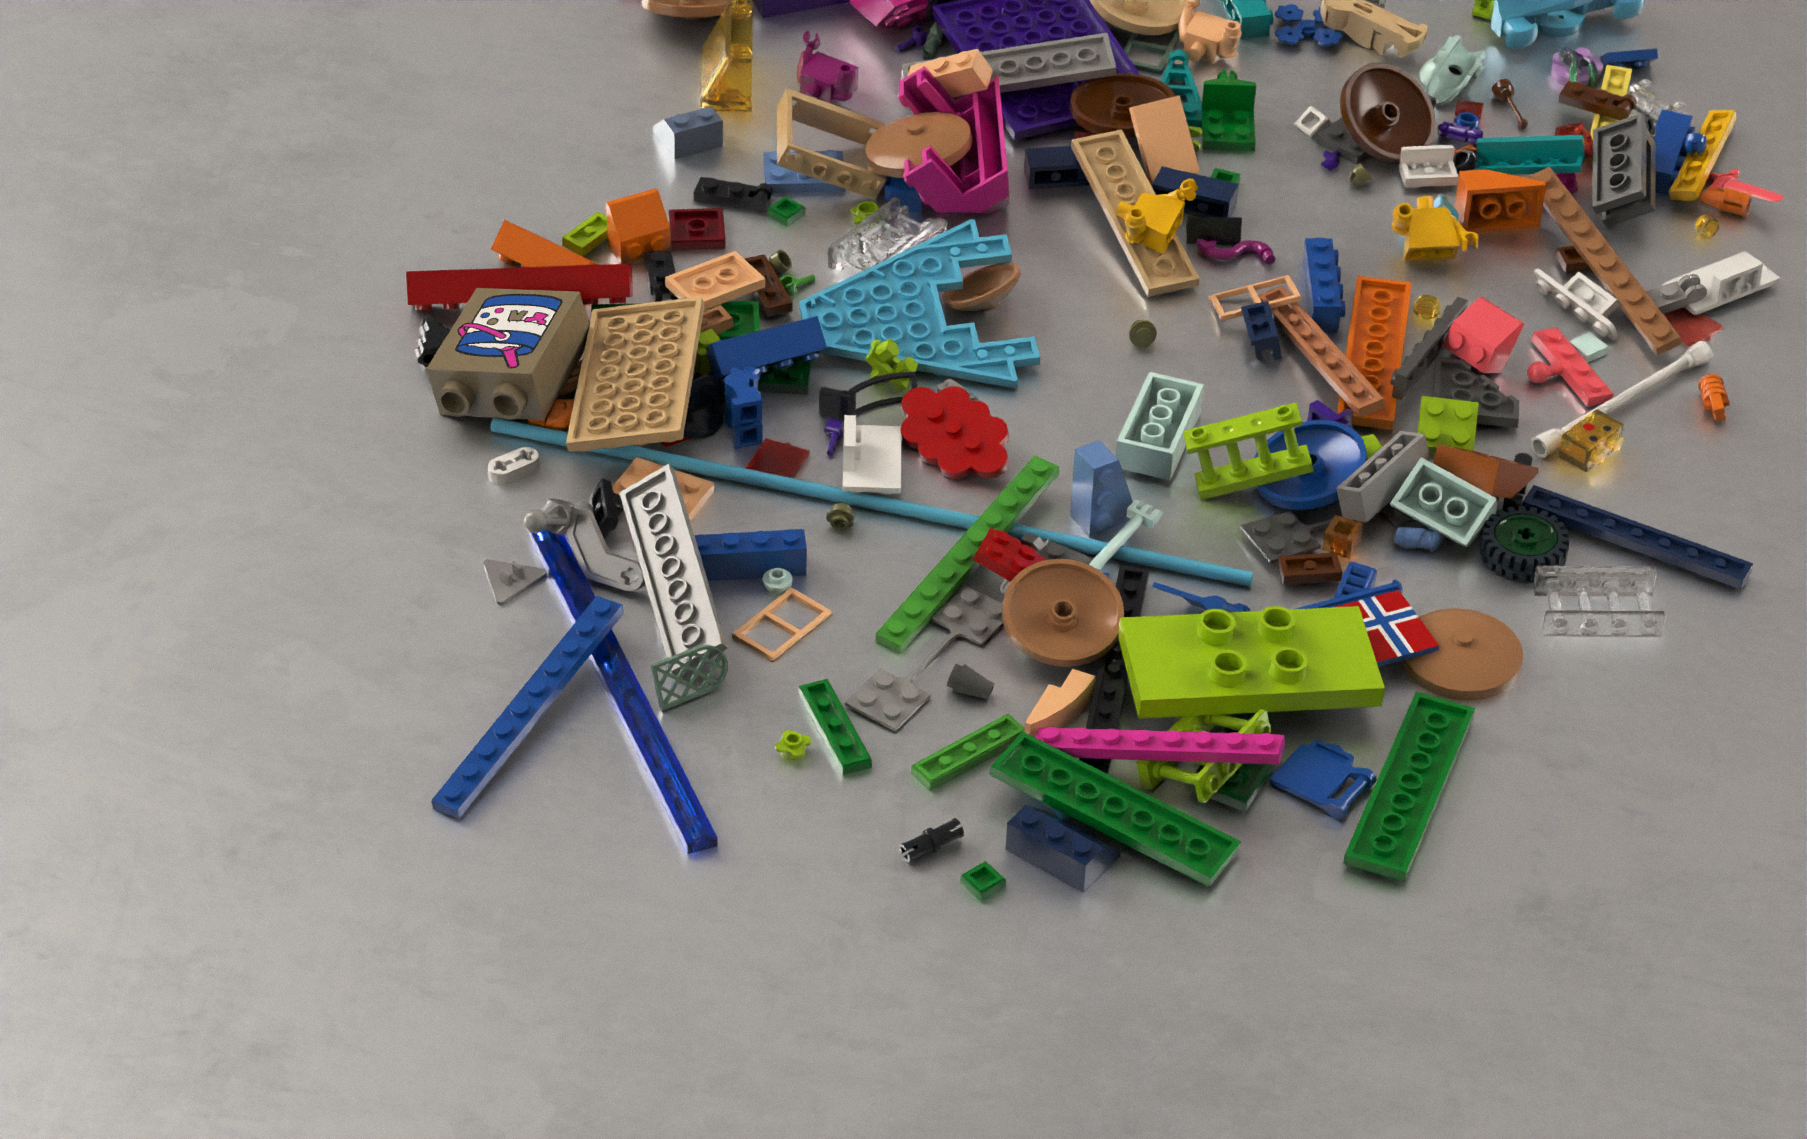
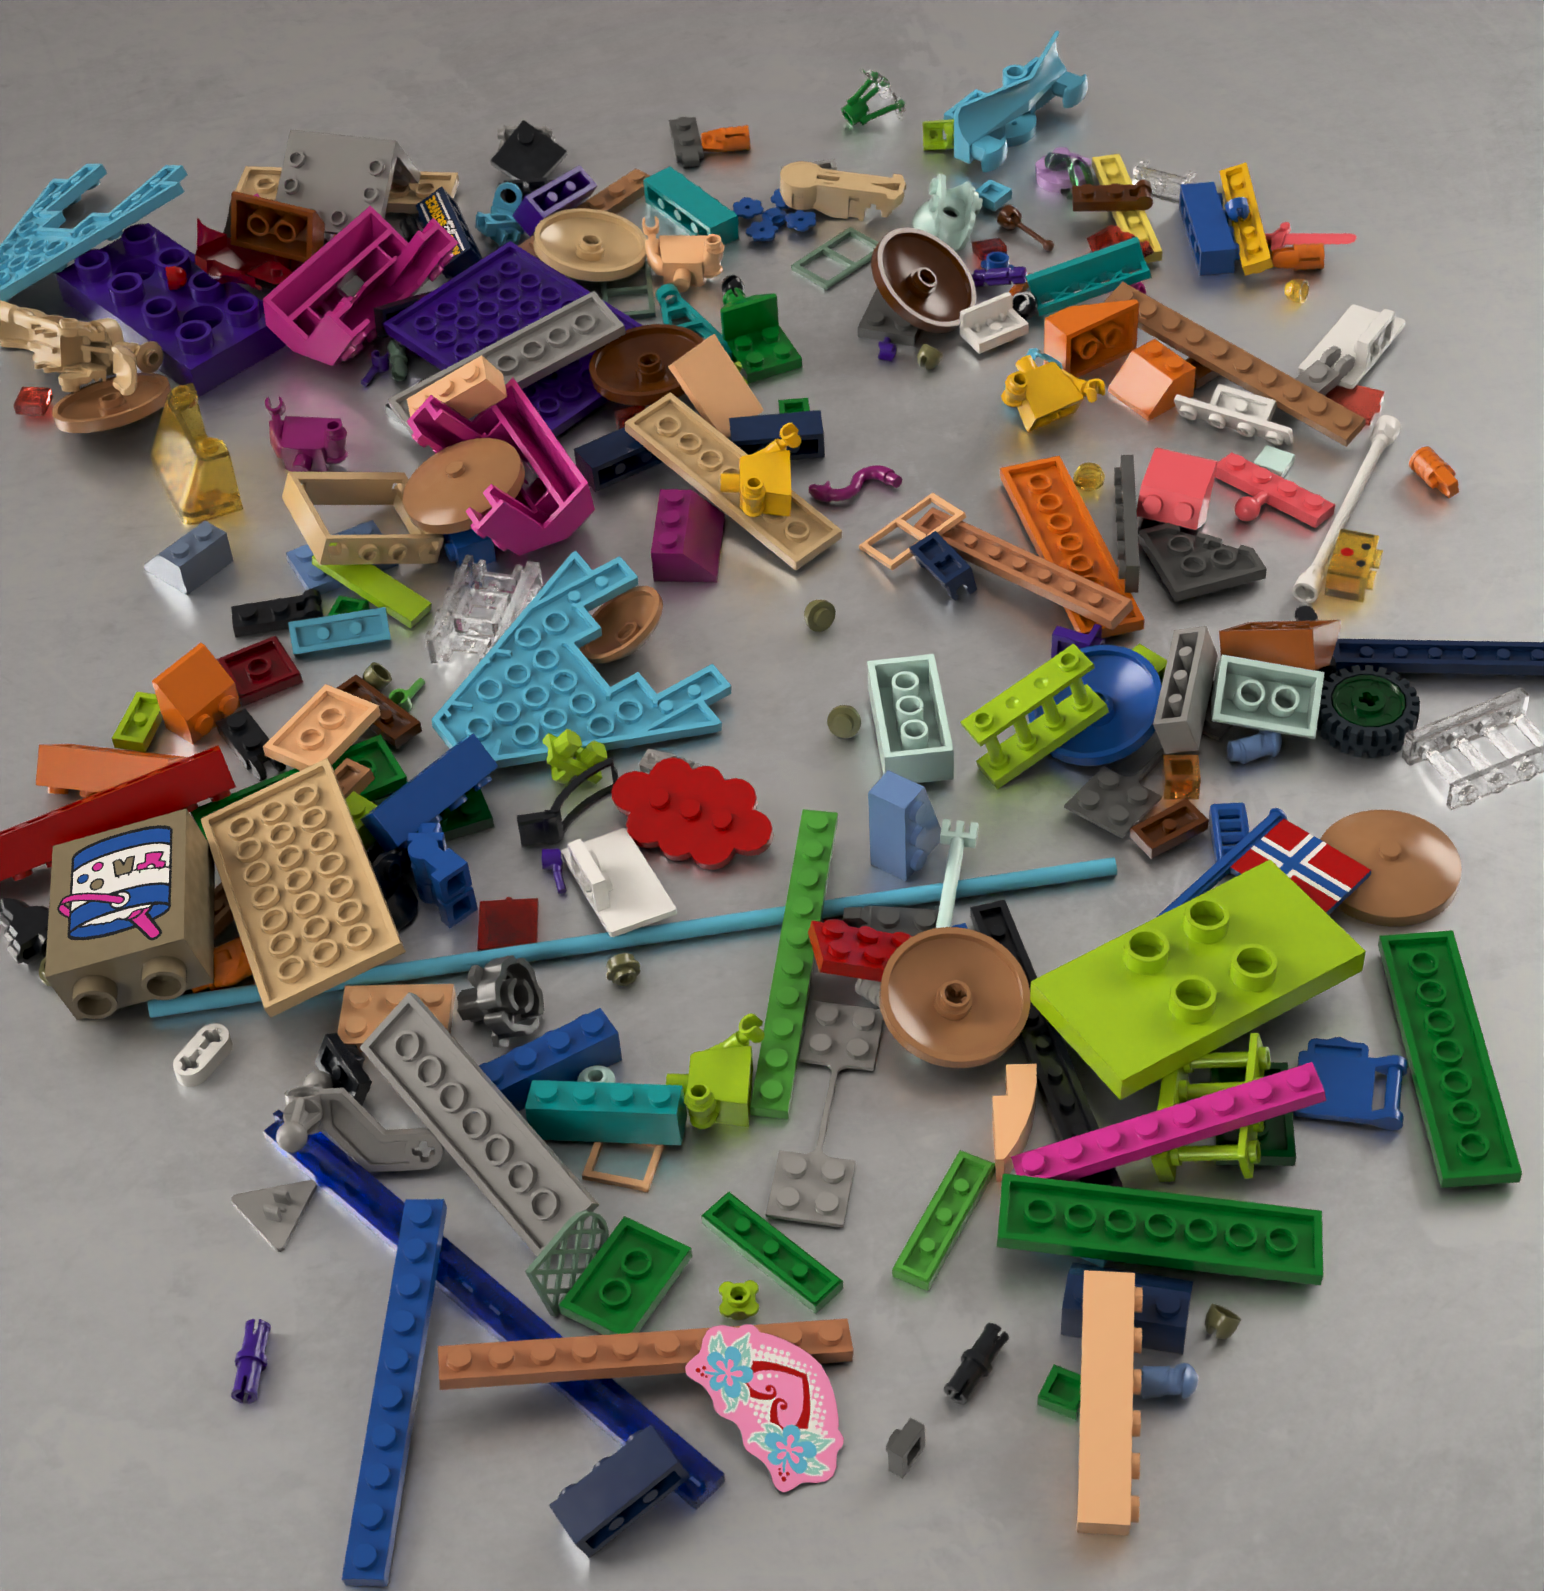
camera: 20 degrees left, 5 degrees up
(442, 659) = (251, 1361): none -> dark purple pin
(639, 816) = (619, 1490): none -> dark blue brick
(706, 747) = (615, 1354): none -> nougat plate
(722, 704) = (625, 1279): none -> green plate
(736, 501) = (501, 997): none -> dark grey piece
(770, 220) = (339, 630): none -> medium azure plate
(770, 597) = (607, 1112): none -> teal brick
(777, 807) = (775, 1399): none -> sticker
(818, 202) = (380, 590): none -> lime tile
(849, 868) = (905, 1447): none -> dark grey plate
(863, 210) = (436, 582): lime plate -> none
(864, 607) = (721, 1078): none -> lime torso
(969, 682) = (891, 1127): dark grey cone -> none
(998, 886) = (1107, 1403): none -> light nougat brick
(1054, 898) = (1163, 1380): none -> medium blue arm
(1074, 243) = (686, 538): none -> magenta slope
(1111, 411) = (844, 721): none -> olive plate
(1120, 880) = (1222, 1320): none -> olive hinge
(1205, 603) = (1120, 921): blue piece -> none
(1220, 229) = (821, 468): black hinge -> none
(1239, 68) = (732, 282): none -> black hinge
(1312, 122) = (844, 316): white slope -> none
(1323, 283) = (971, 489): blue brick -> none
(1334, 67) = (826, 249): none -> sand green window
(1448, 422) = (1200, 601): lime plate -> none
(1501, 68) = (994, 195): none -> medium azure plate
(1528, 248) = (1152, 380): none -> orange slope
(1624, 169) = (1193, 259): dark grey hinge -> none
(1639, 58) = (1116, 140): blue plate -> none

